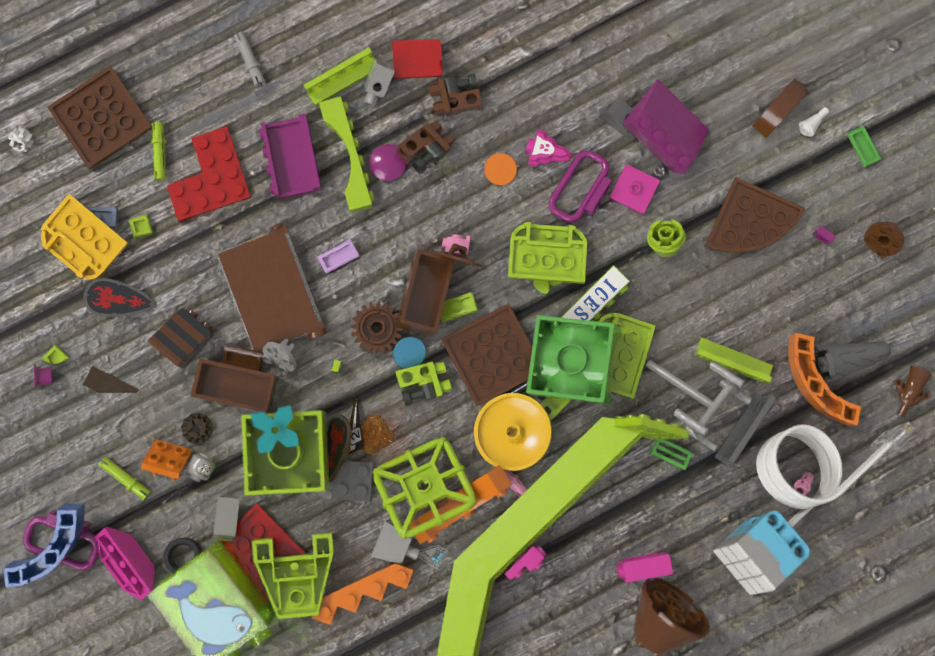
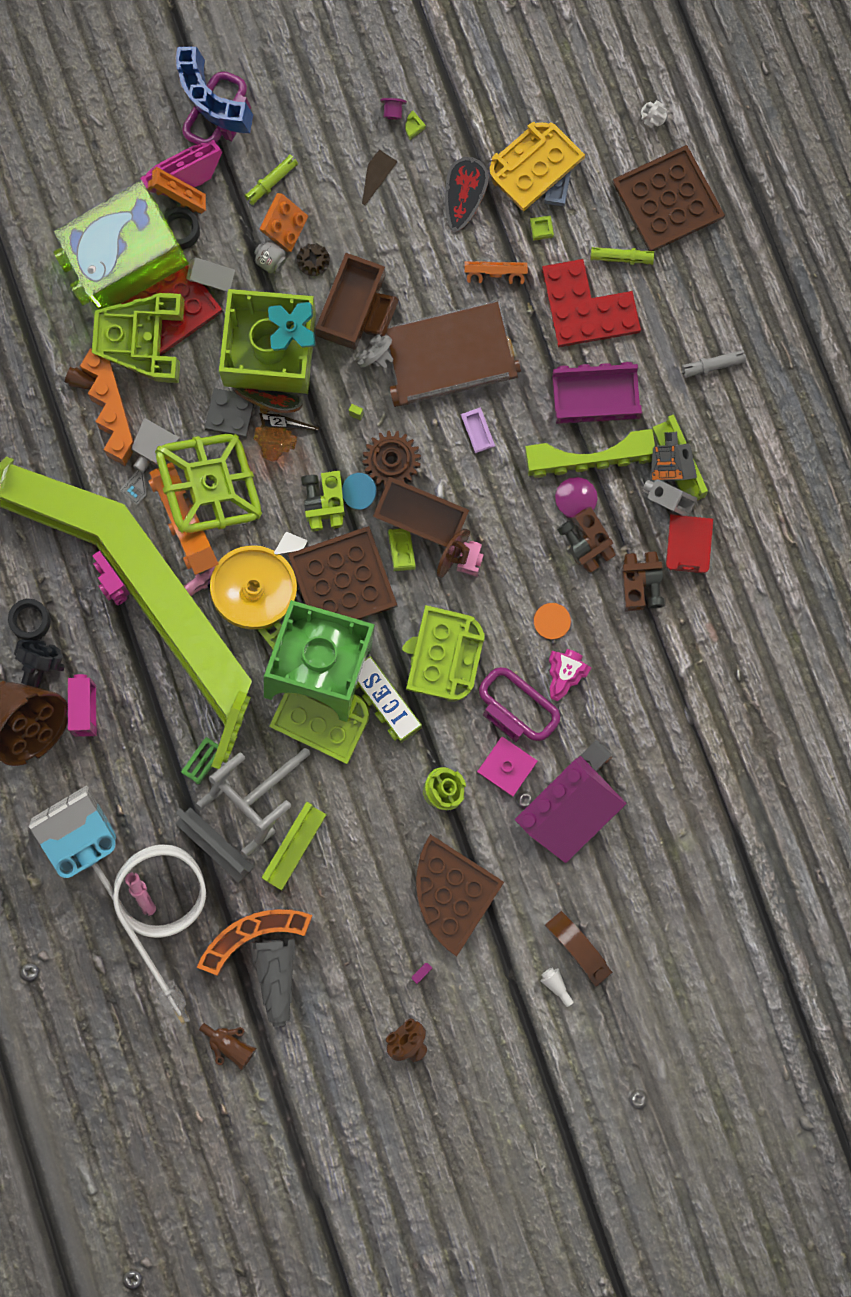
camera: 100 degrees right, 5 degrees down
(149, 562) = (177, 190): none -> orange plate
(182, 337) = (411, 253): slope -> none
(186, 260) = (496, 269): none -> orange plate
(340, 623) = (79, 379): none -> reddish brown cone
(346, 80) = (672, 460): none -> torso
(465, 406) = (290, 543): none -> white sticker
(585, 630) = (17, 608): none -> black tyre
(607, 614) = (37, 659): none -> black piece
(864, 146) = (520, 1040): bright green tile -> none

